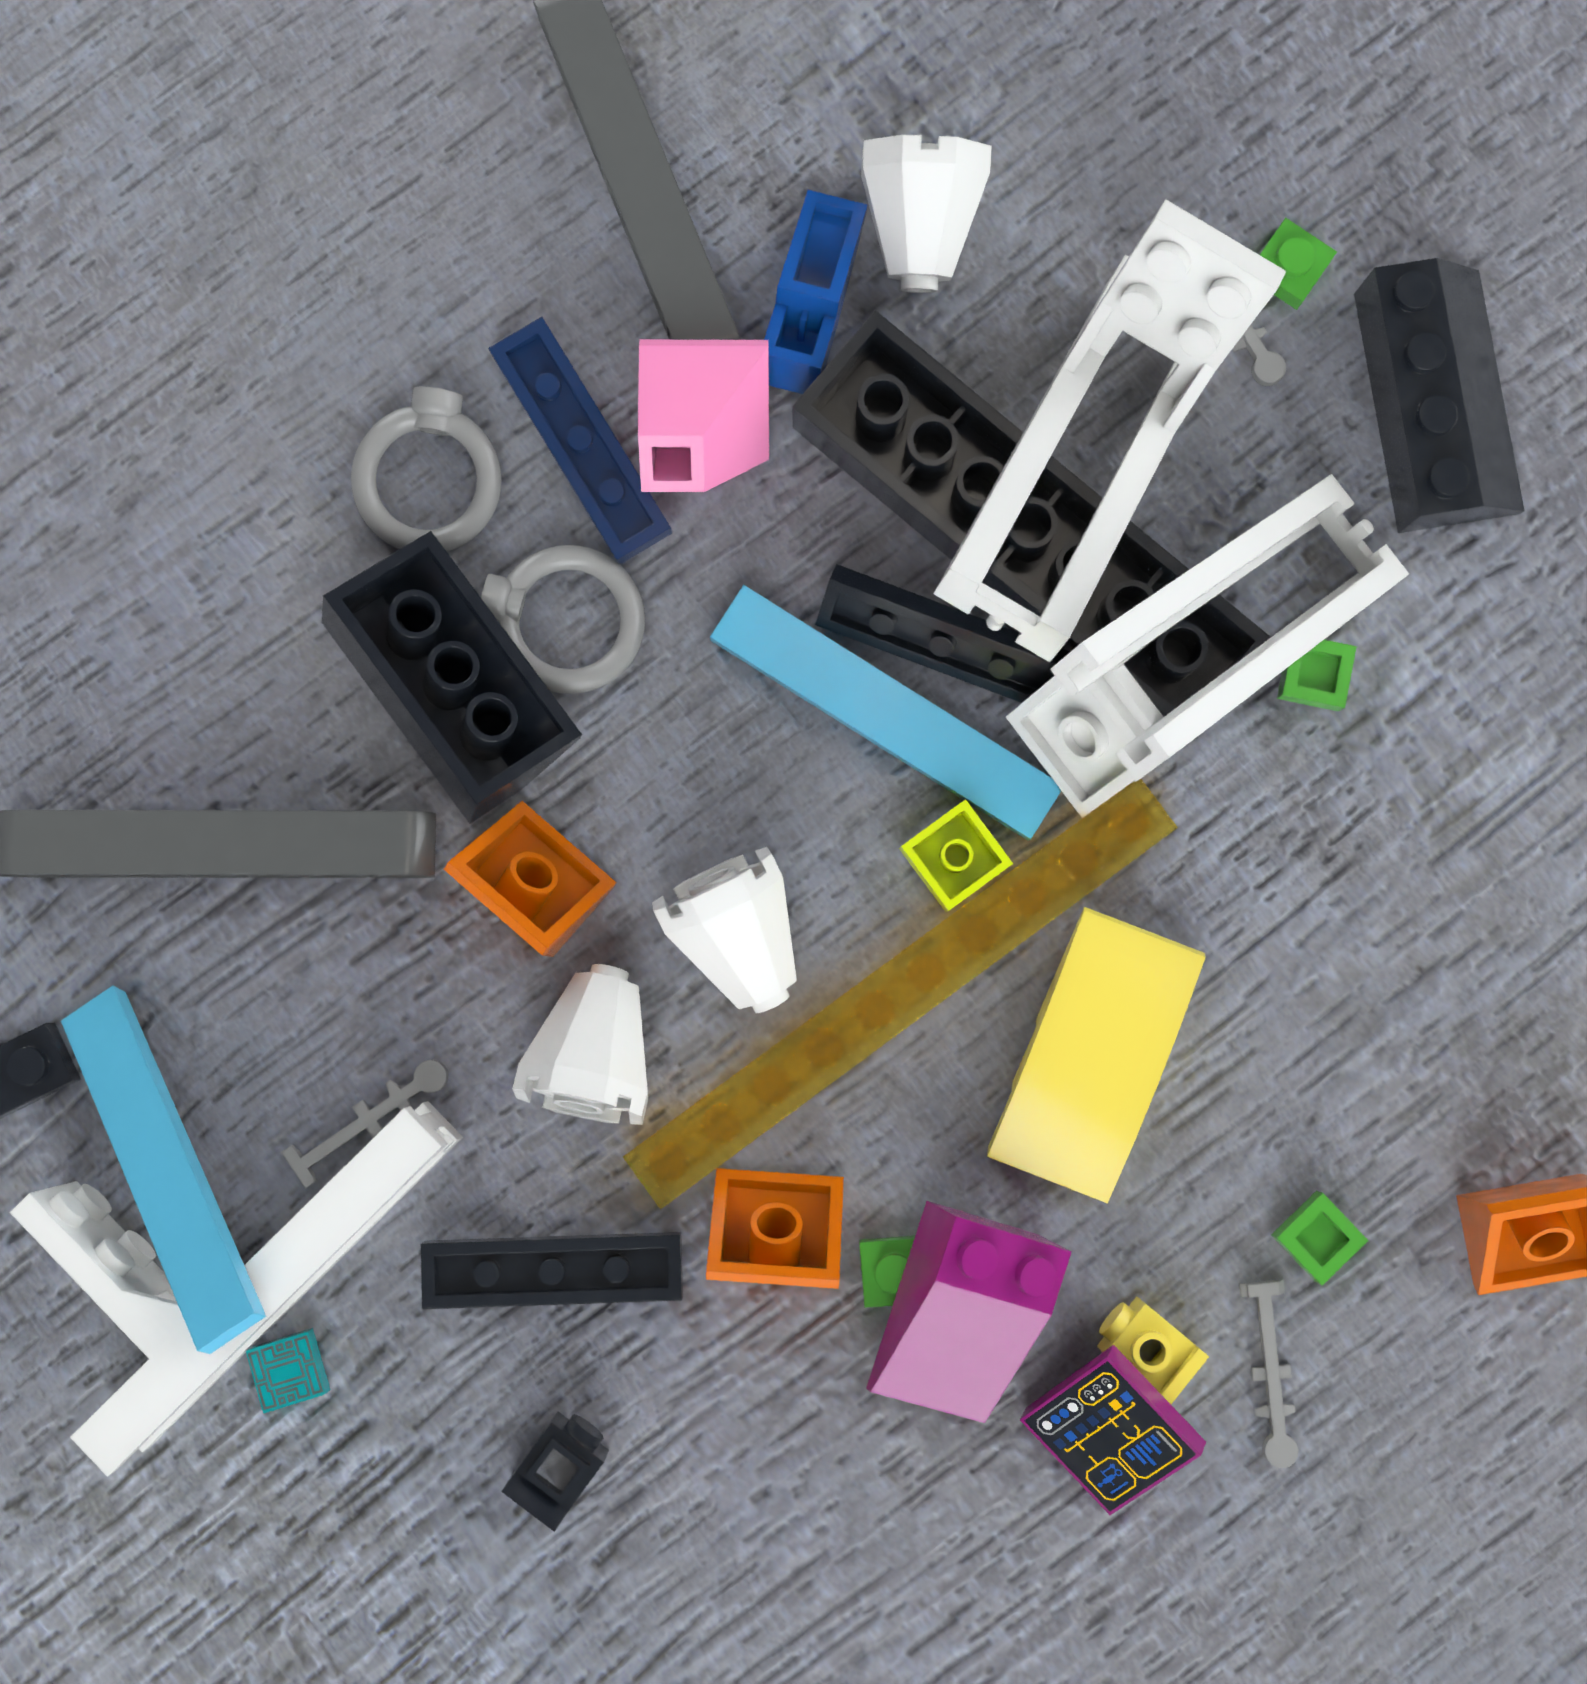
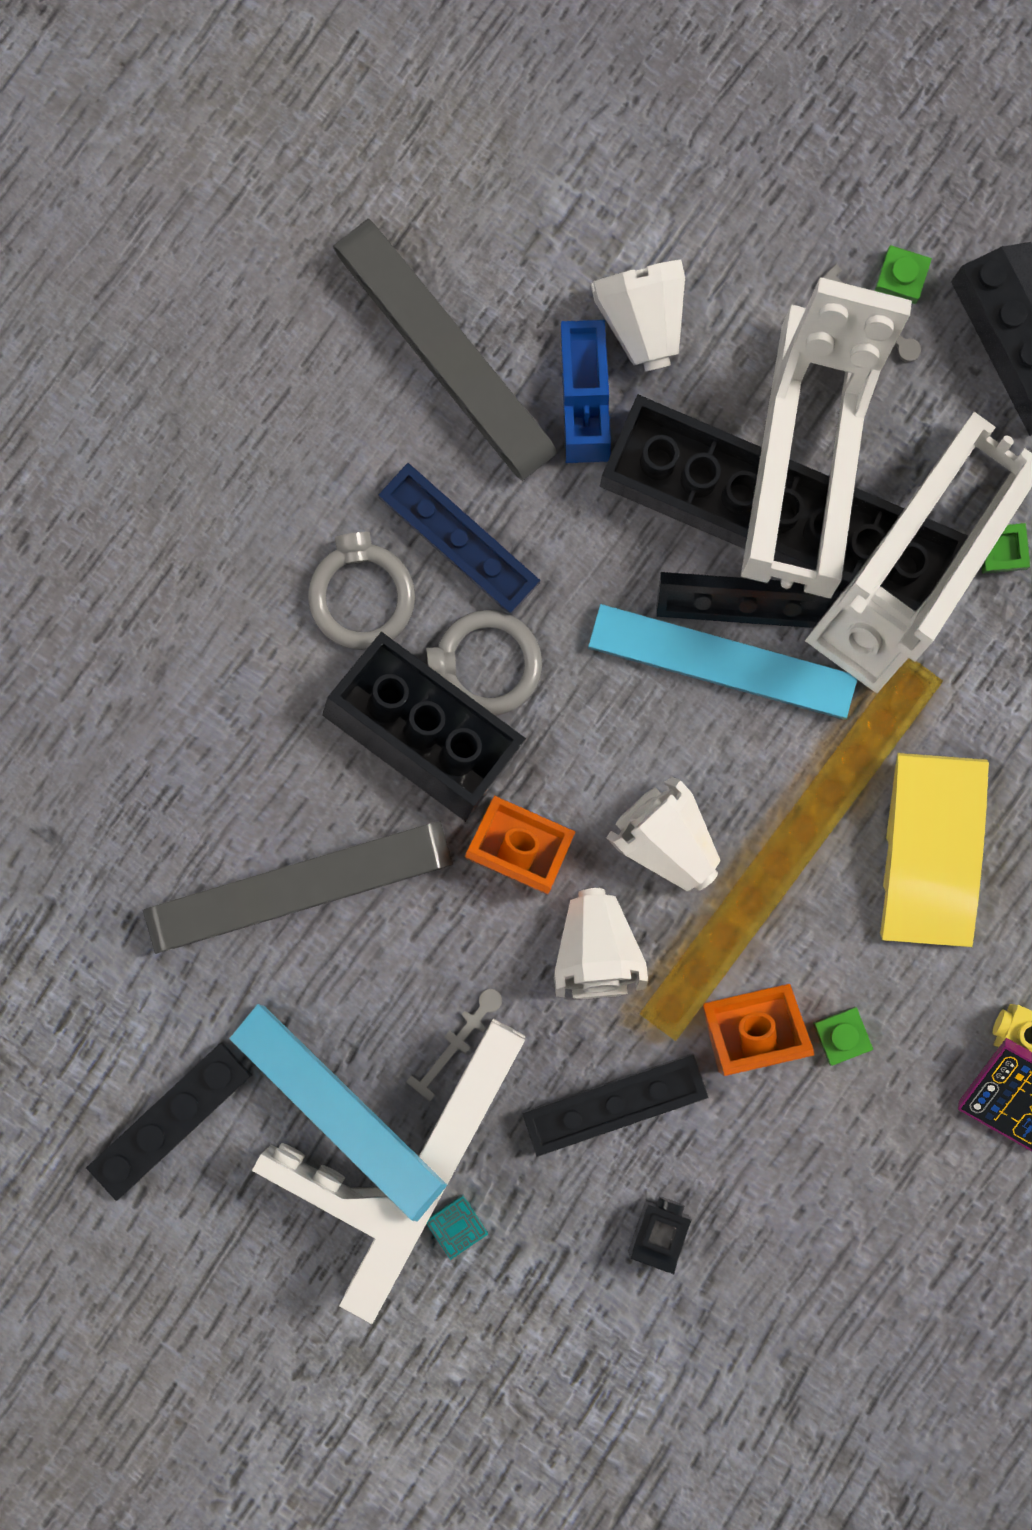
camera: 20 degrees left, 0 degrees up
(701, 412) = (538, 496): bright pink slope -> none
(955, 855) = (800, 744): neon yellow piece -> none
(966, 1312) = (901, 1047): slope -> none

